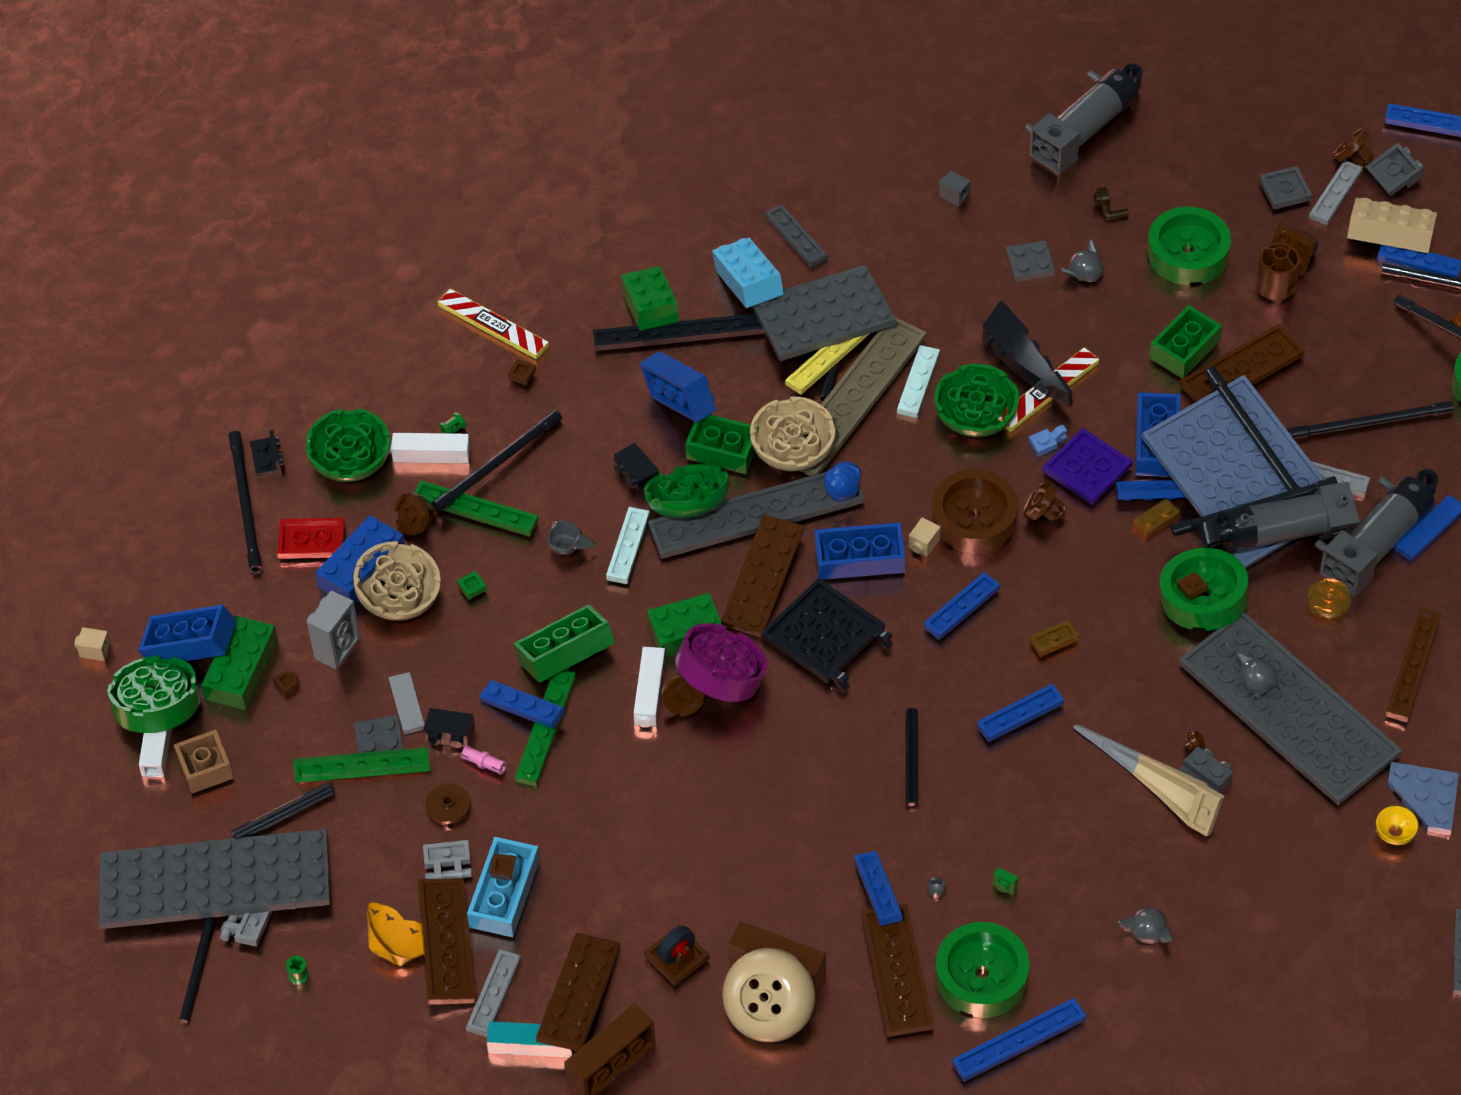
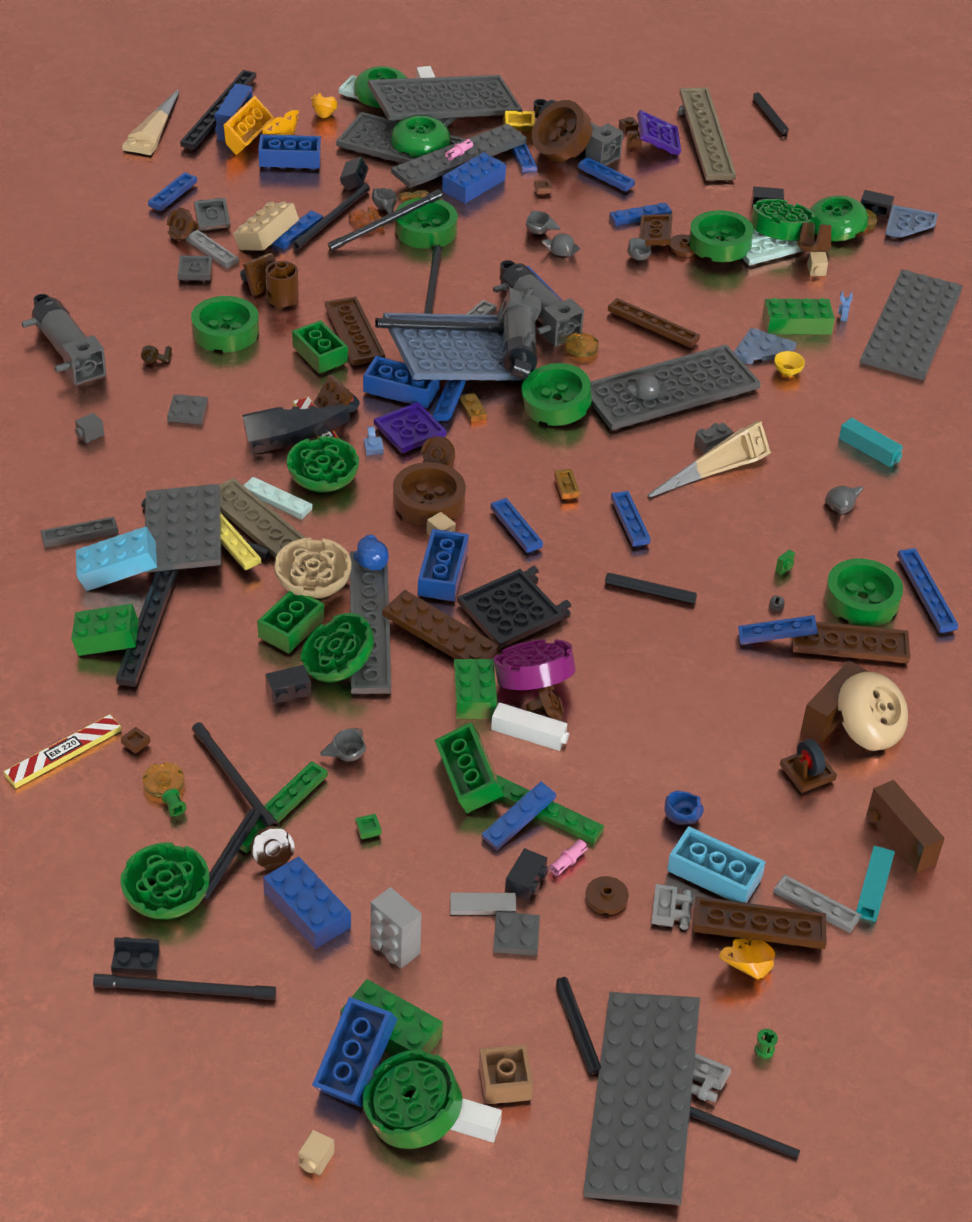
camera: 80 degrees left, 10 degrees down
(287, 682) = (424, 994): reddish brown tile -> none
(310, 537) = (258, 939): red plate -> none
(361, 764) = (546, 949): green plate -> none
(400, 569) = (362, 870): tan brick -> none
(401, 484) = (231, 850): none -> black axle
(430, 448) = (195, 818): white brick -> none
(479, 401) = (162, 778): none -> clear yellow plate
(503, 866) = (710, 850): reddish brown plate -> none
(574, 843) = (683, 807): none -> blue hair
(578, 992) = (838, 836): reddish brown plate -> none
(628, 545) = (369, 709): light aqua plate -> none
(678, 386) = (227, 624): blue brick -> none
(1085, 265) = (211, 379): dark grey piece -> none
(1100, 388) = (335, 394): none -> reddish brown plate
(1190, 525) = (498, 333): black piece -> none
(1192, 585) = (553, 396): reddish brown plate -> none
(1194, 740) = (686, 437): reddish brown plate -> none
(1276, 942) = (871, 442): none -> teal brick

